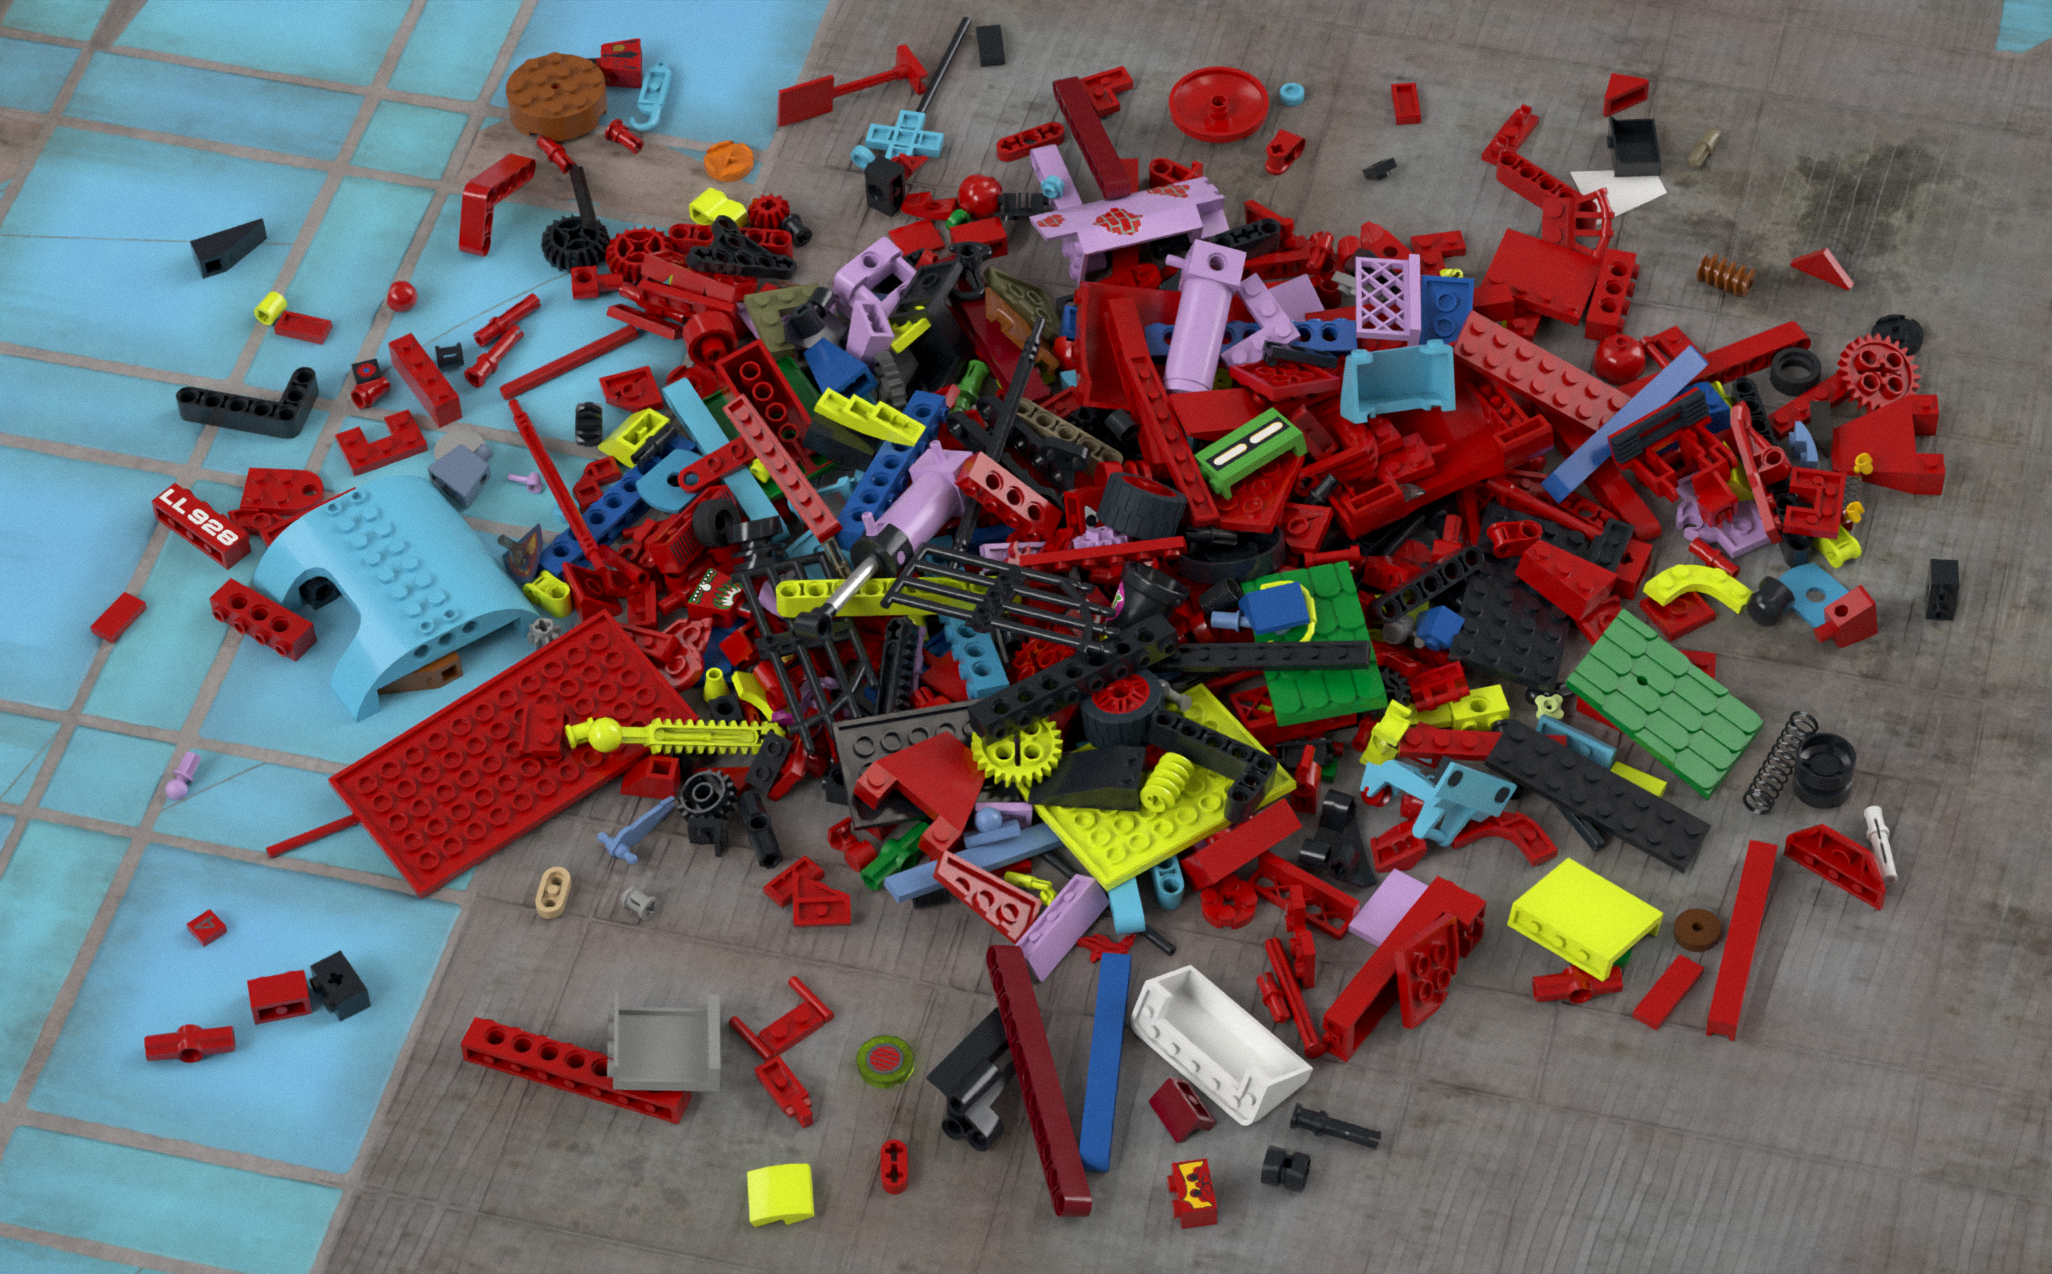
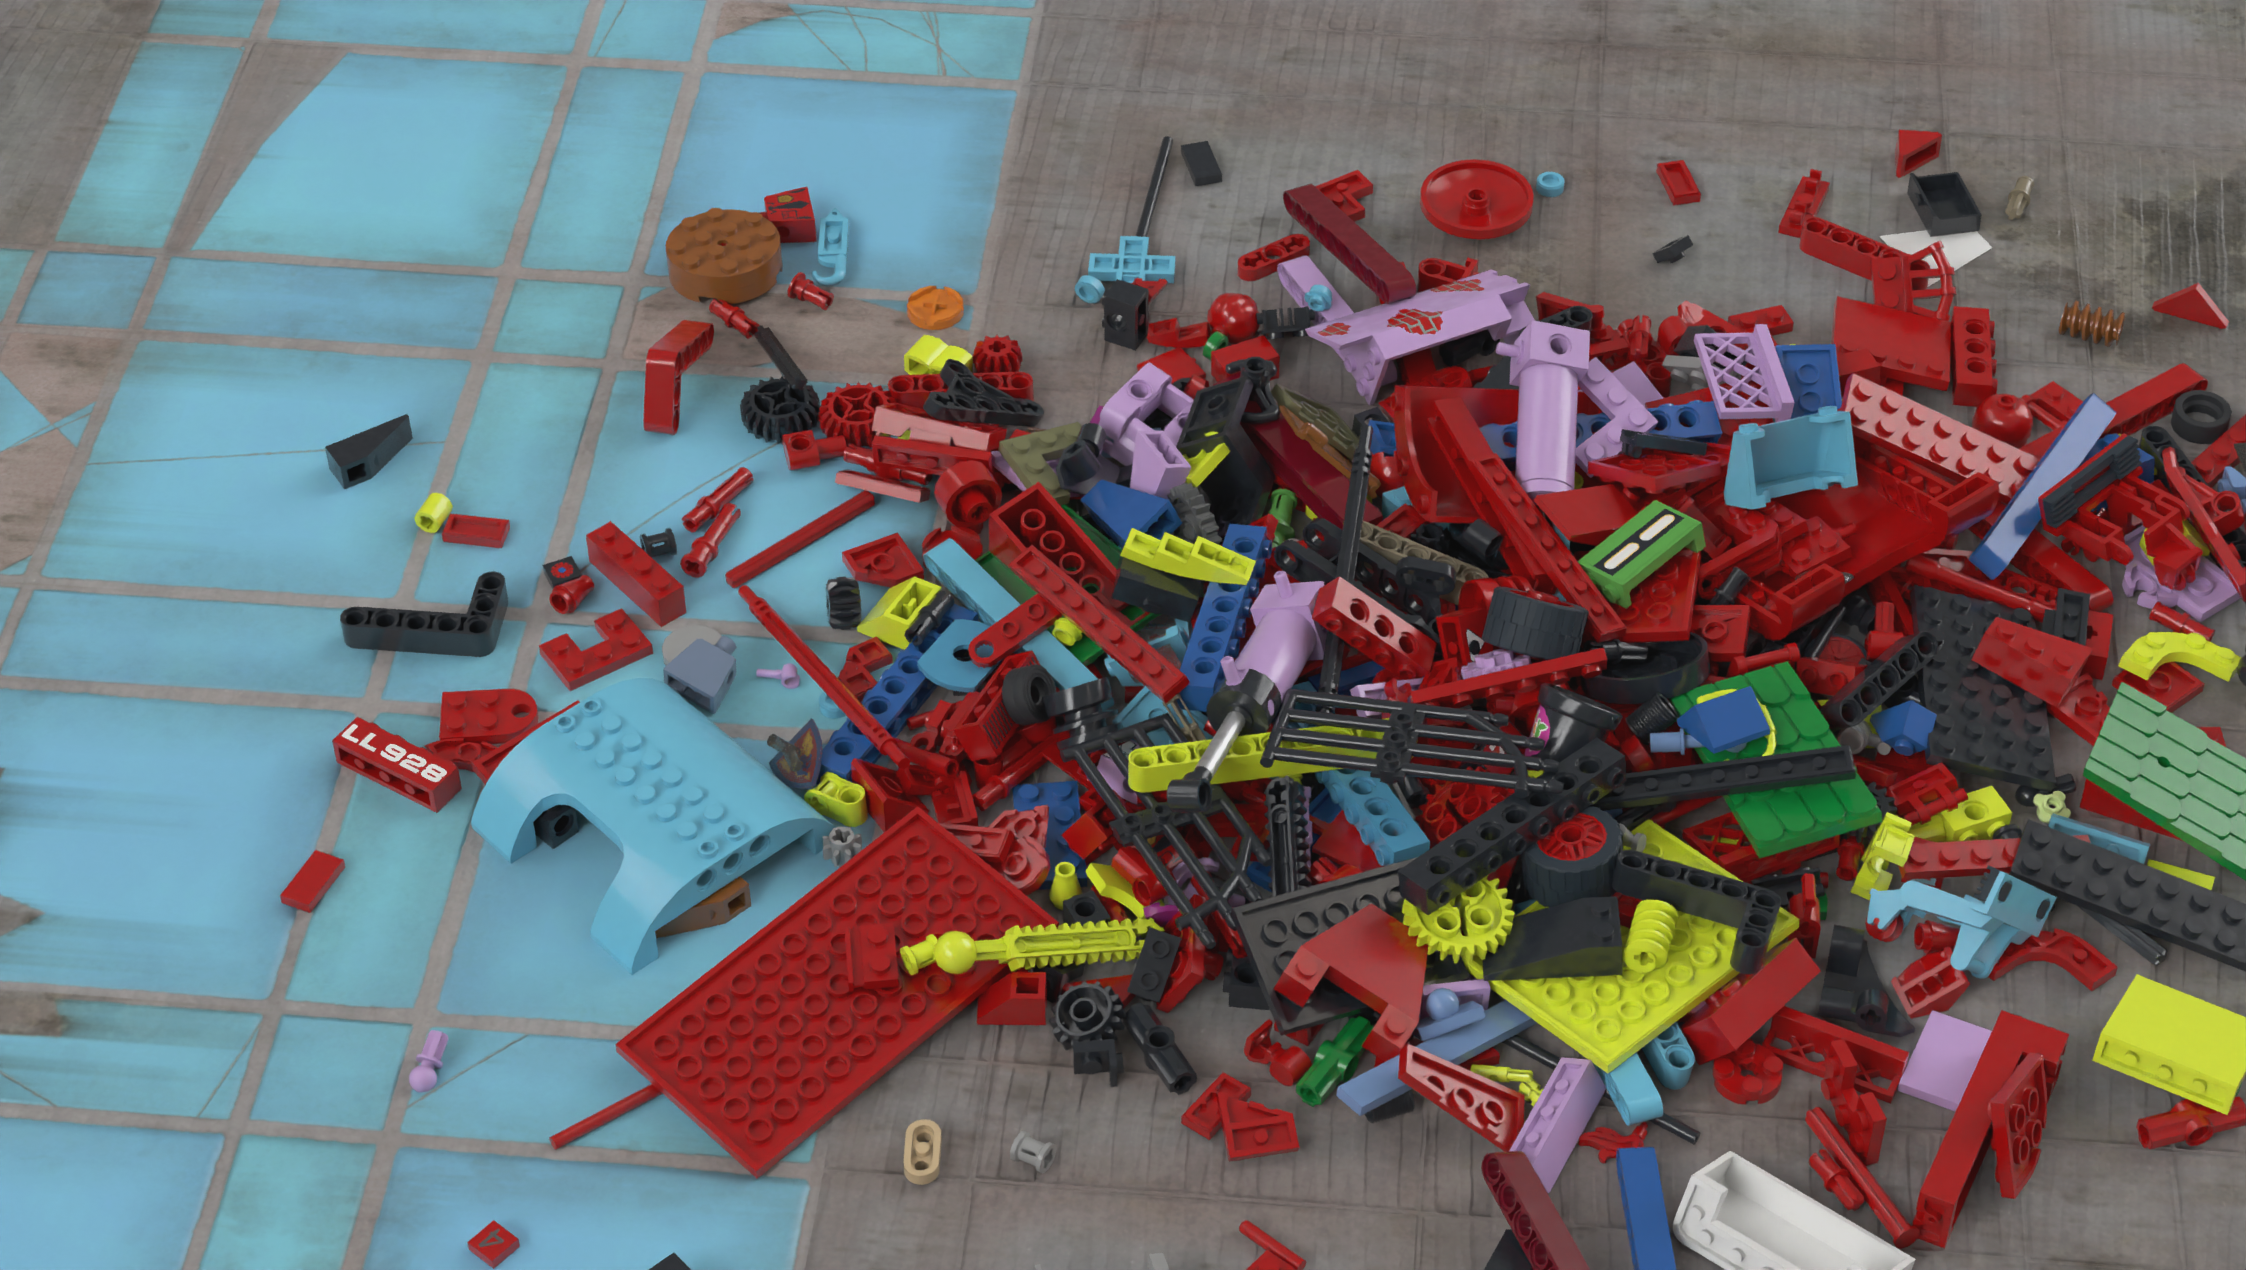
camera: 10 degrees left, 5 degrees down
(263, 620) = (494, 865): red brick -> none
(402, 296) = (588, 485): red piece -> none
(636, 832) = (1003, 1071): medium blue piece -> none
(719, 600) = (1051, 783): red torso -> none
(796, 230) = (1031, 367): black bush -> none
(817, 96) = (1022, 229): red piece -> none
(1283, 151) = (1560, 242): red piece -> none
(1514, 538) = (1963, 619): red piece -> none

